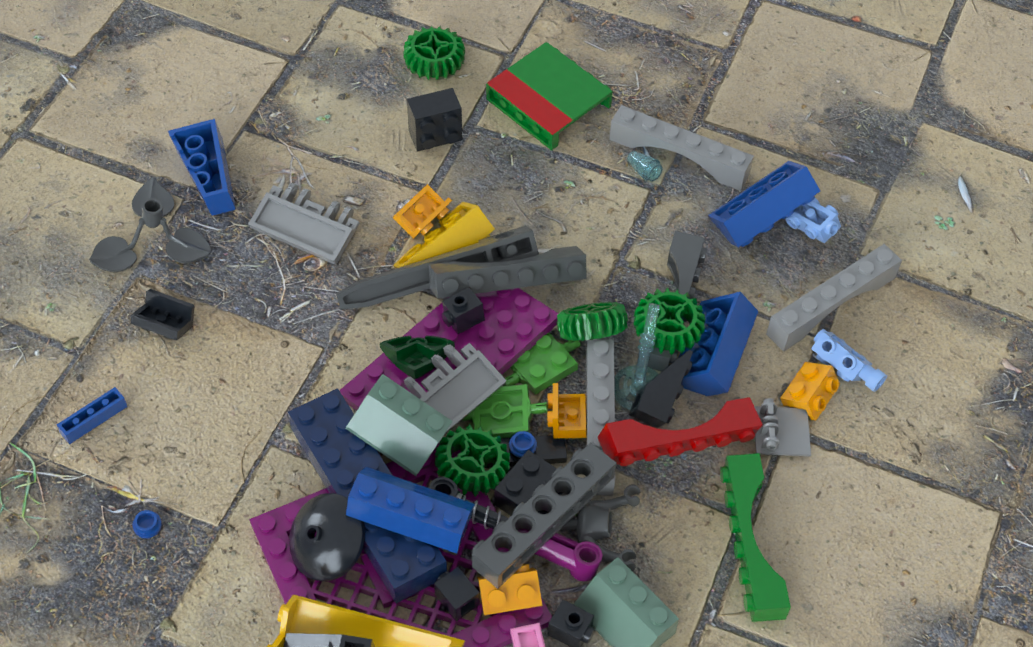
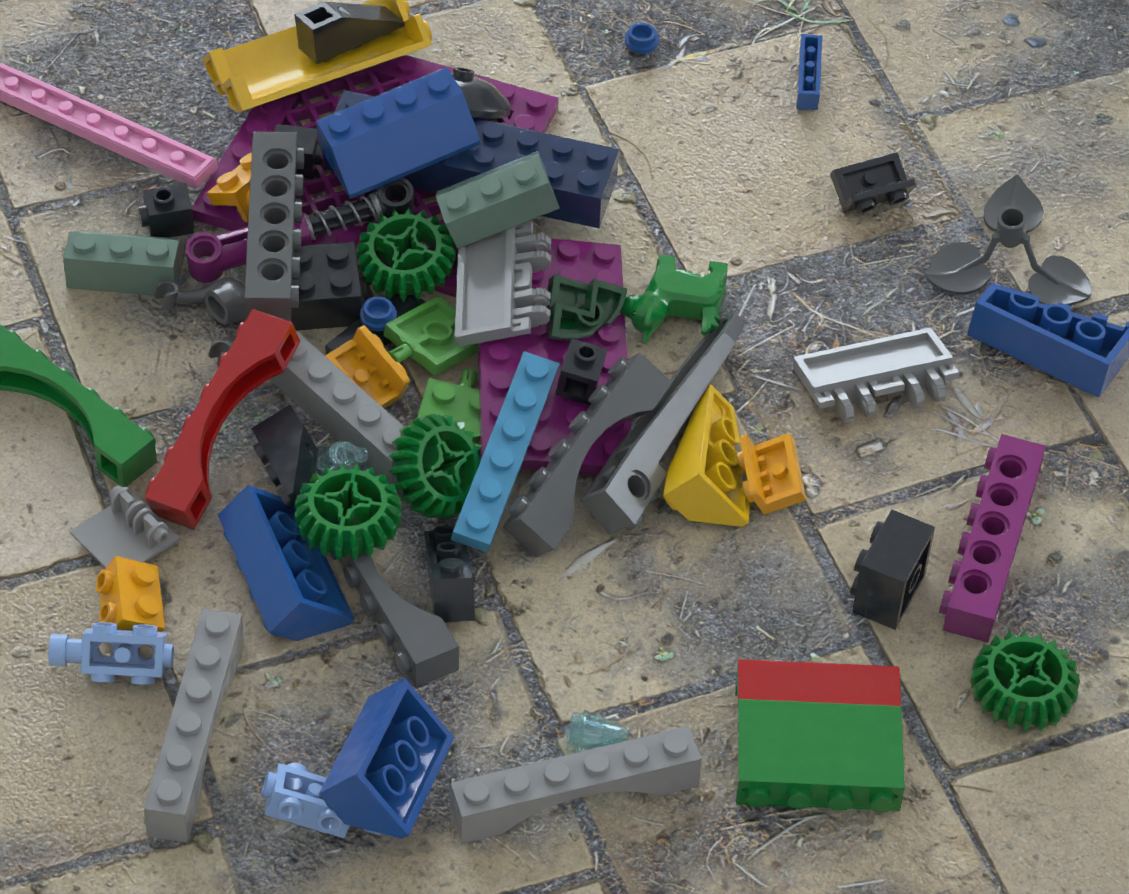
camera: 135 degrees right, 5 degrees down
(348, 334) = (678, 295): none -> green animal
(357, 112) = (993, 538): none -> magenta brick
(547, 301) = (505, 452): none -> dark azure plate
(637, 277) = (449, 576): none -> black slope

